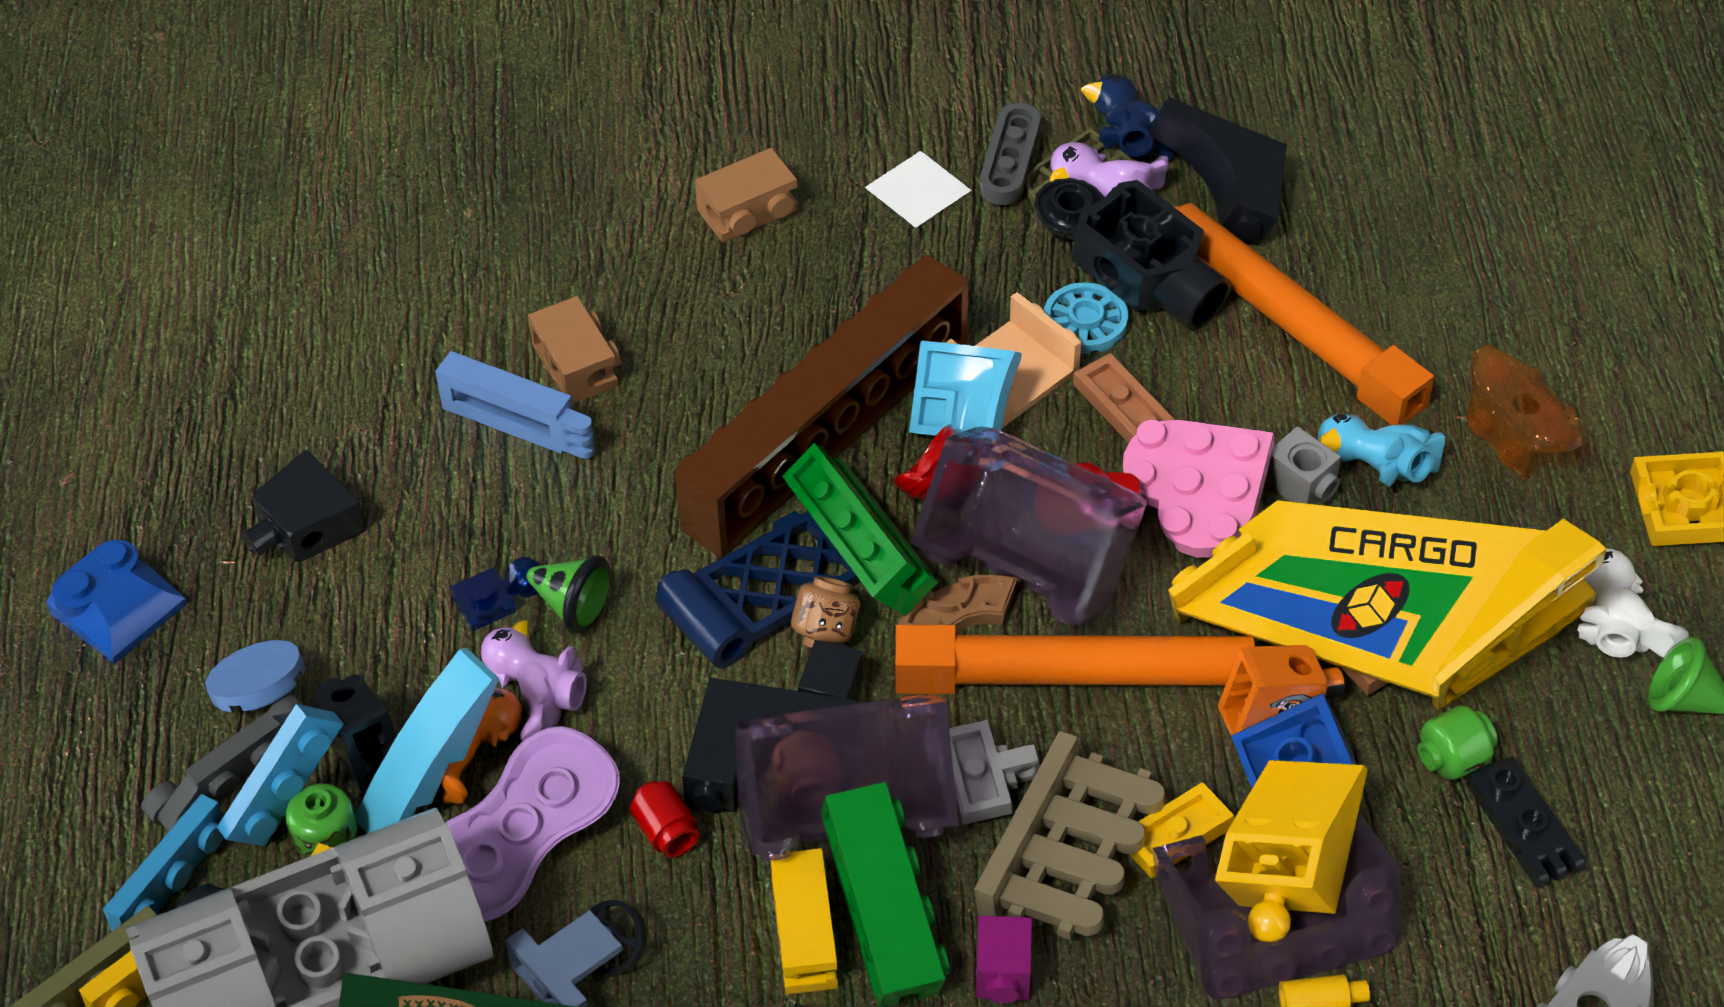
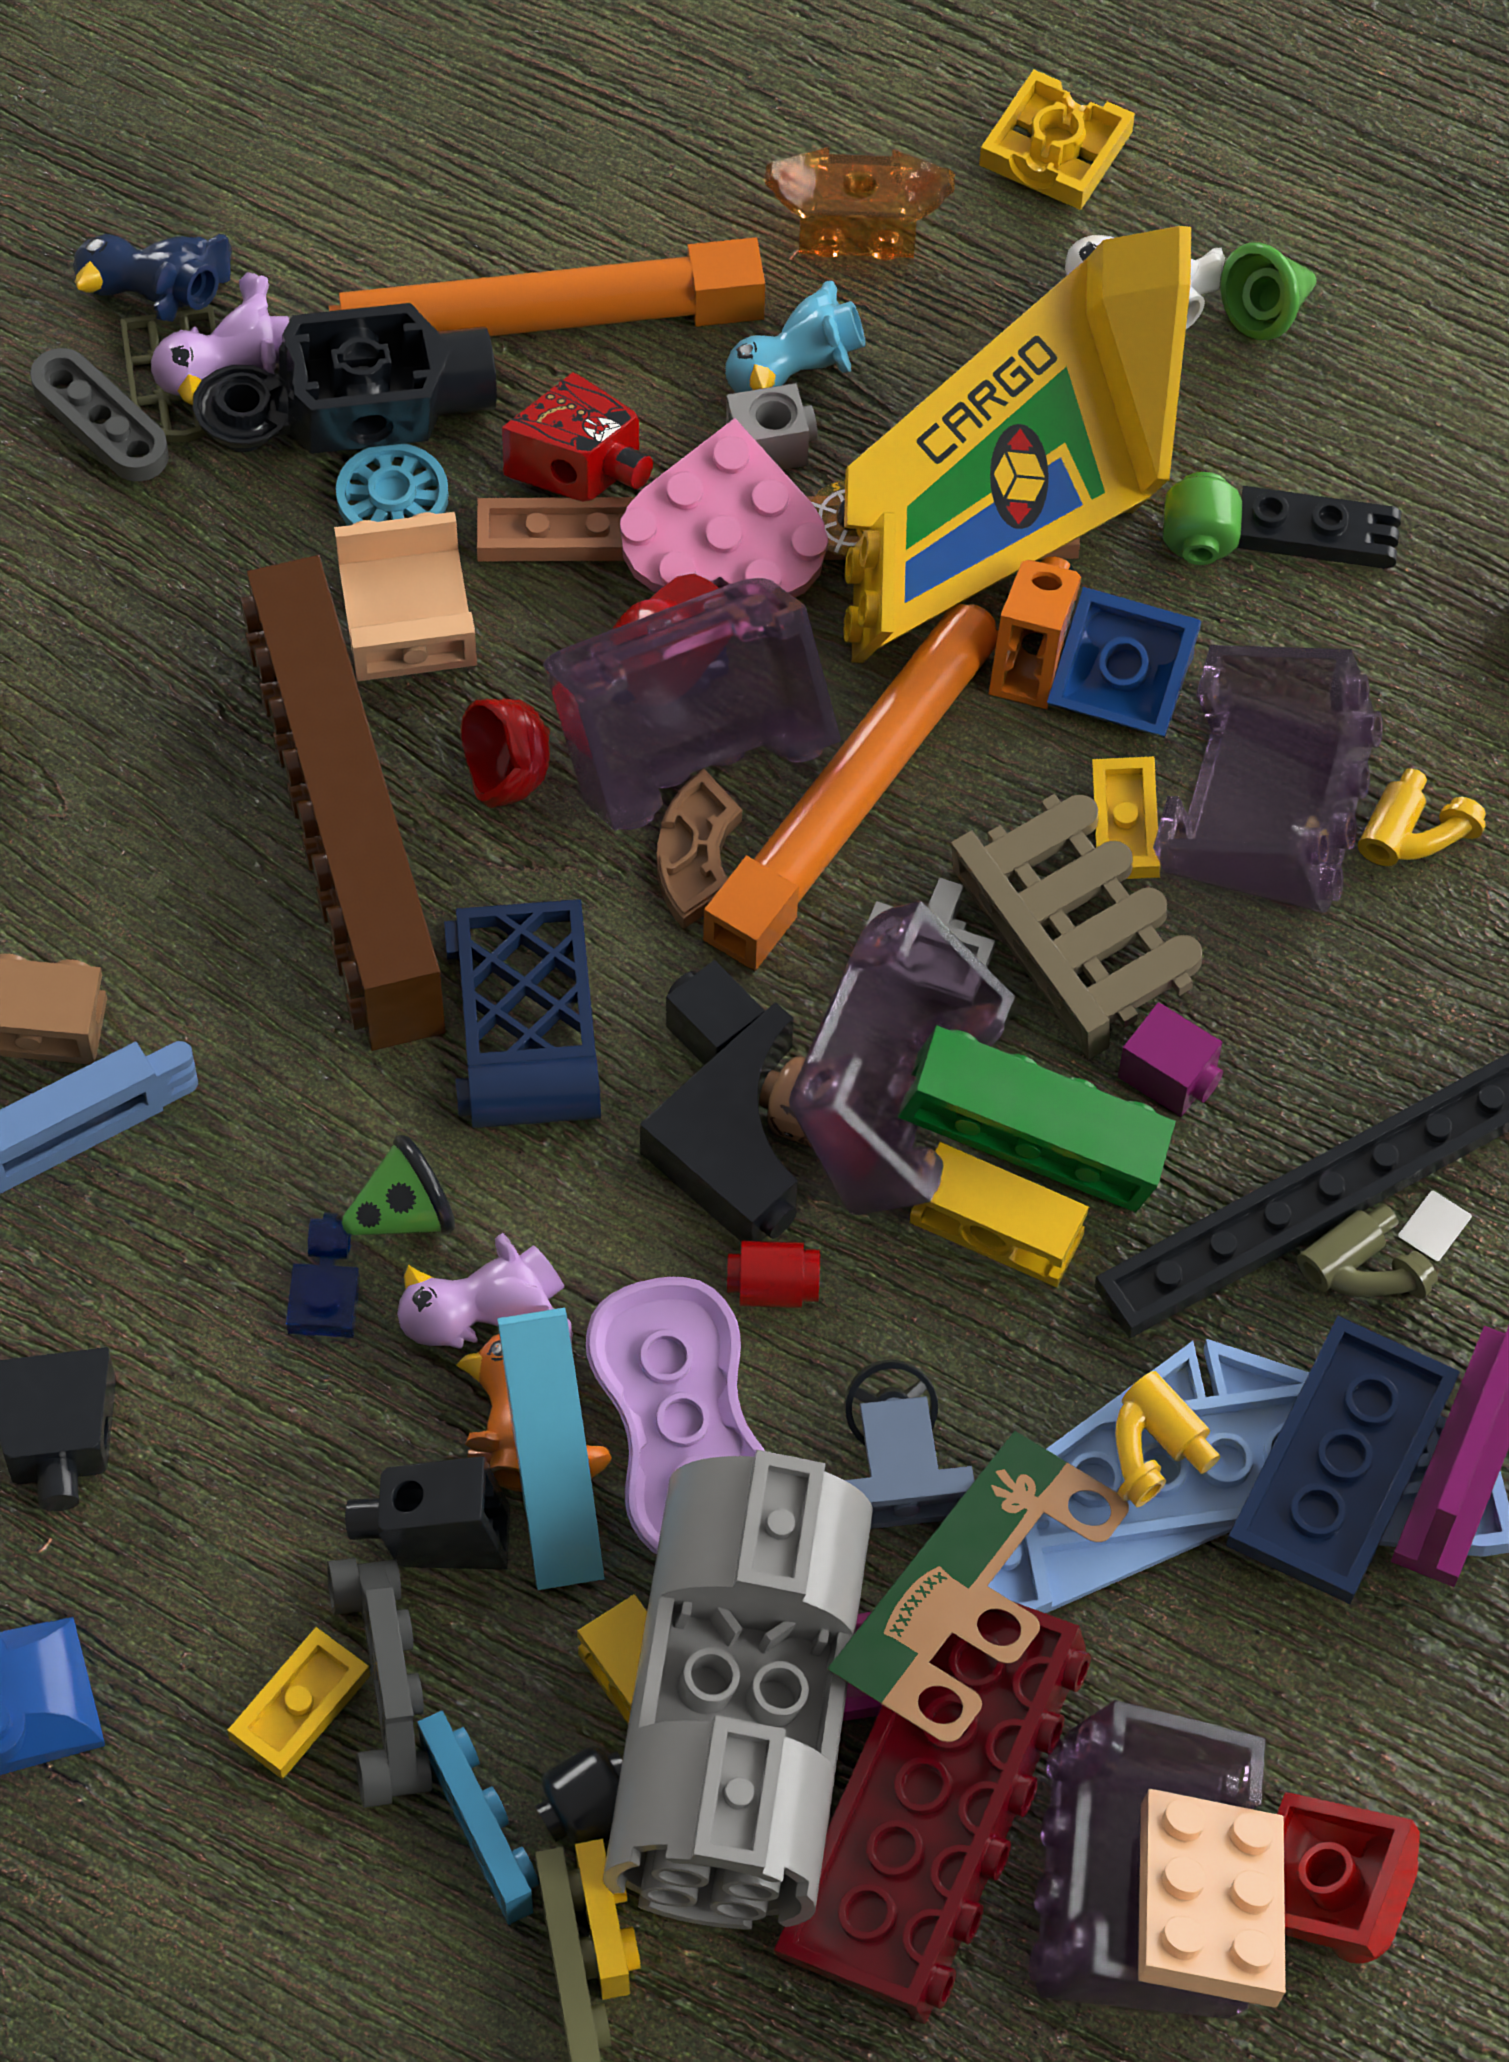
camera: 60 degrees left, 10 degrees up
(185, 734) = (299, 1702): none -> yellow plate
(255, 675) = (269, 1589): medium blue tile -> none
(280, 775) = (473, 1619): dark azure plate -> none
(322, 816) = (535, 1618): bright green head -> none
(825, 611) = (625, 968): medium nougat head -> none
(860, 530) = (546, 869): green brick -> none
(918, 189) = (61, 535): white sticker -> none
(961, 387) = (433, 661): medium azure plate -> none
(1190, 372) = (575, 442): none -> red torso
(1235, 162) = (320, 220): black arch -> none
(1291, 842) = (1227, 714): yellow slope -> none

